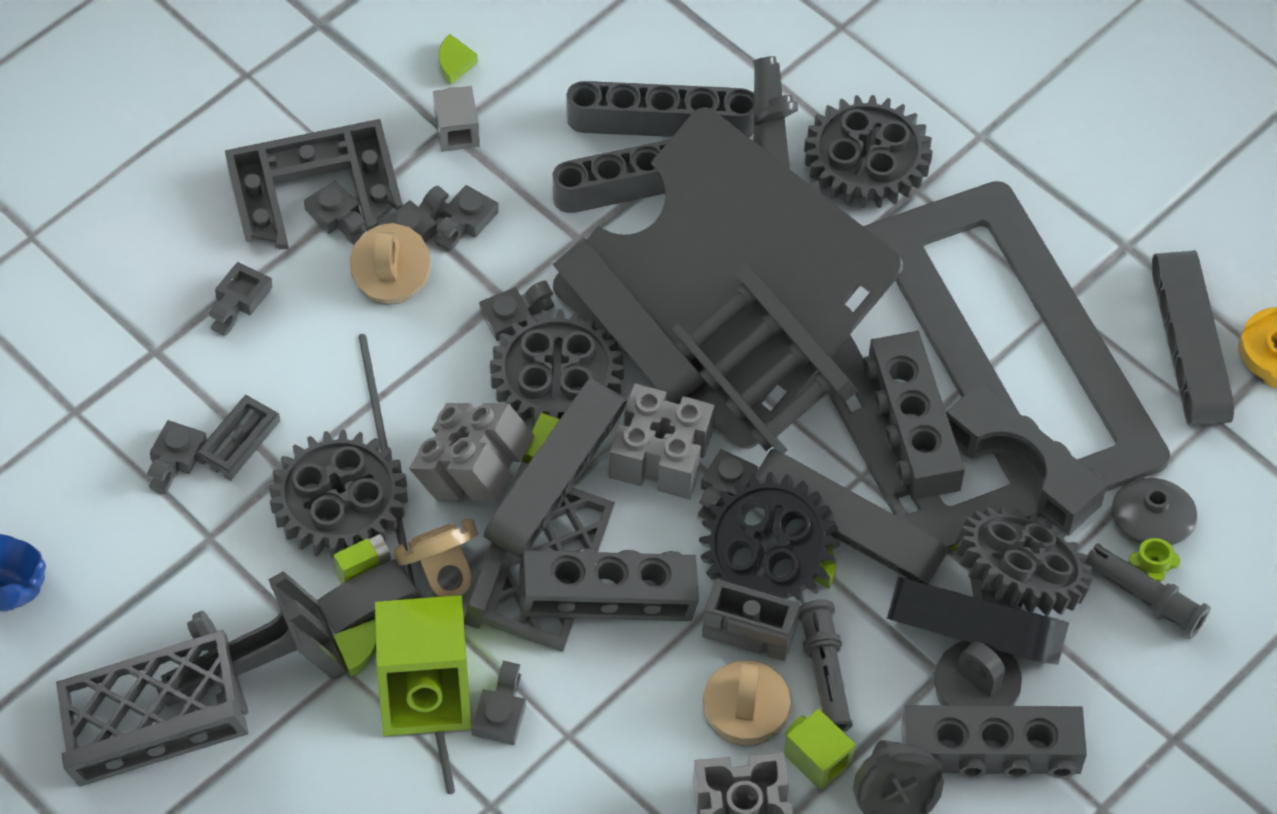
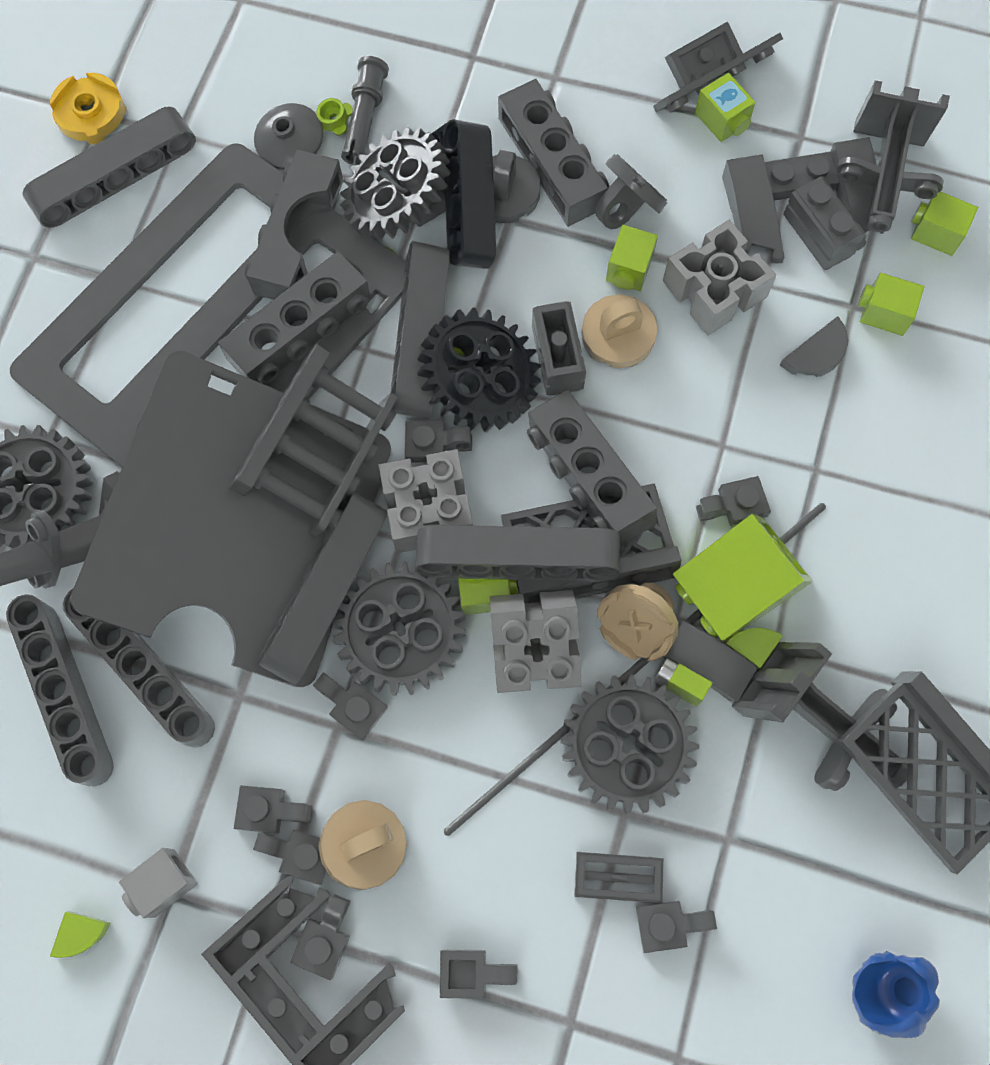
camera: 115 degrees left, 15 degrees up
(822, 646) = (541, 294): dark grey pin -> none

